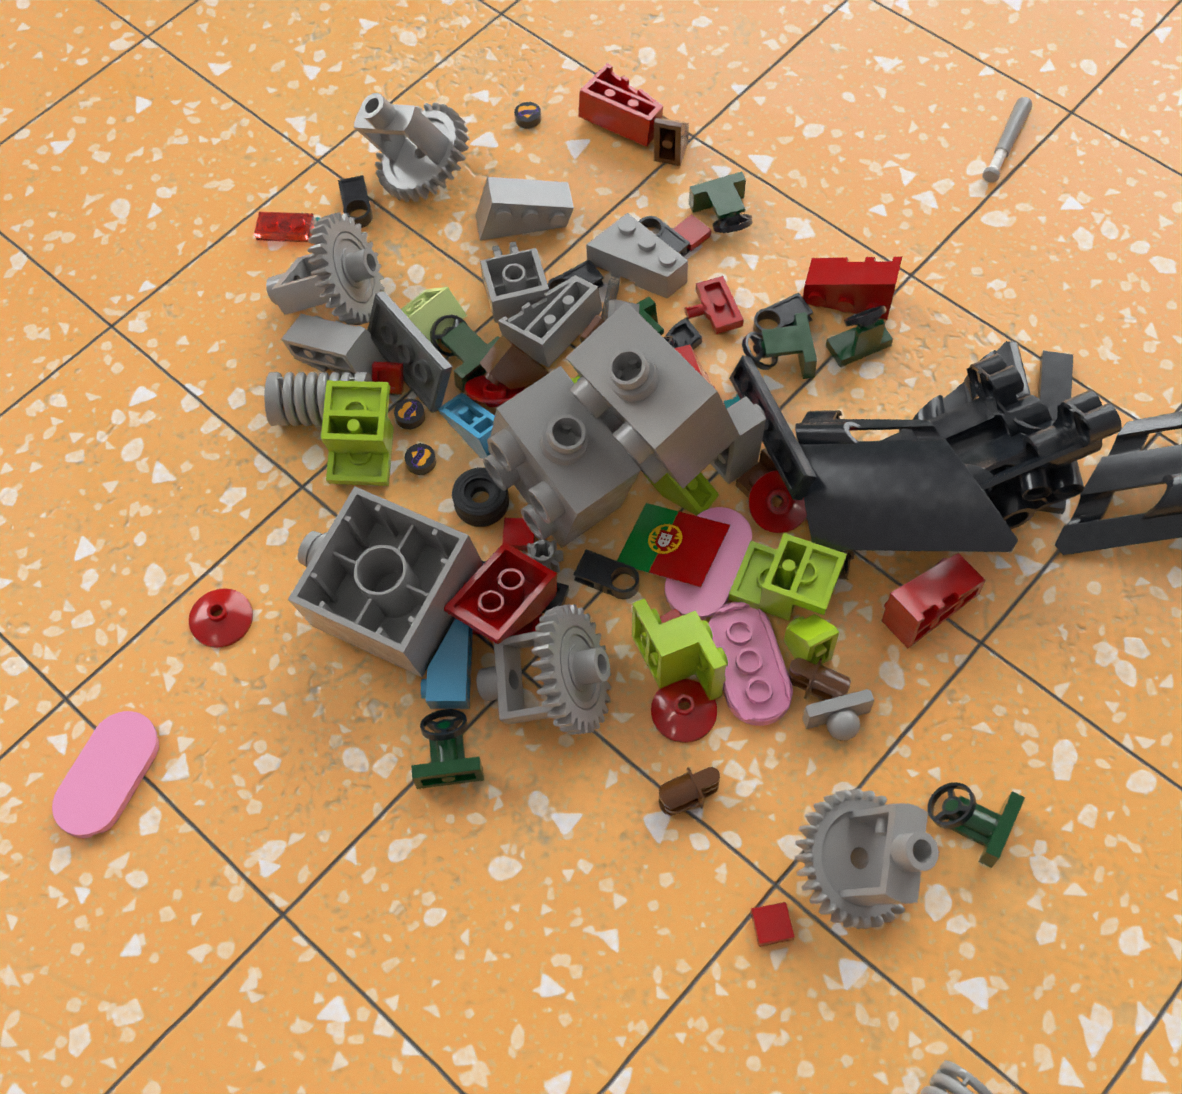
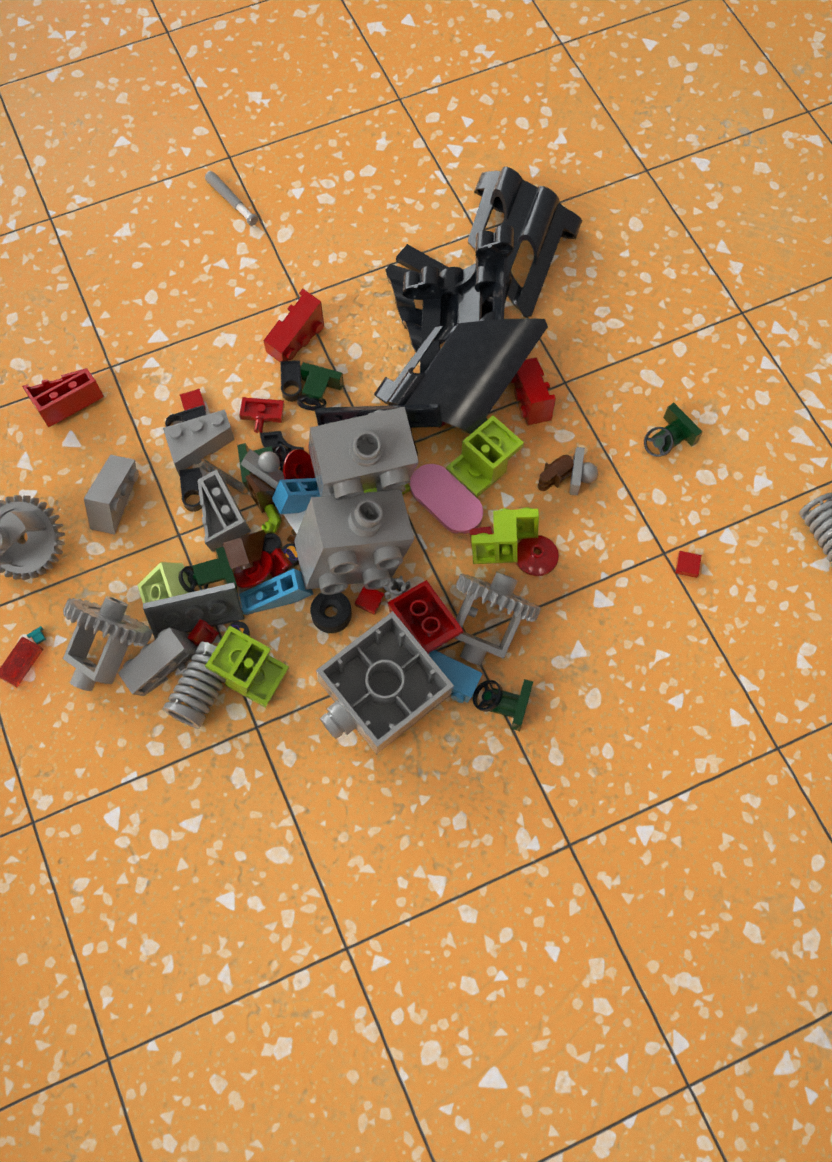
camera: 70 degrees left, 5 degrees up
(105, 774) = (421, 933): bright pink tile -> none
(228, 626) = (337, 829): red dish -> none
(355, 197) = (23, 602): black piece -> none
(420, 459) = (278, 639): black tile -> none
(513, 280) = (173, 522): light grey hinge -> none
(527, 115) = (23, 459): black tile -> none
(599, 571) = (422, 563): black piece -> none
(670, 140) = (112, 378): reddish brown slope -> none
(673, 544) = (430, 510): sticker -> none
(688, 790) = (593, 572): reddish brown arm -> none
(725, 197) = (185, 368): piece -> none
(756, 674) = (516, 496): bright pink tile -> none
(775, 519) = (428, 442): red dish -> none
(811, 638) = (529, 463): lime slope -> none
(862, 340) = (333, 342): dark green piece -> none
(864, 857) = (677, 498): light grey piece -> none

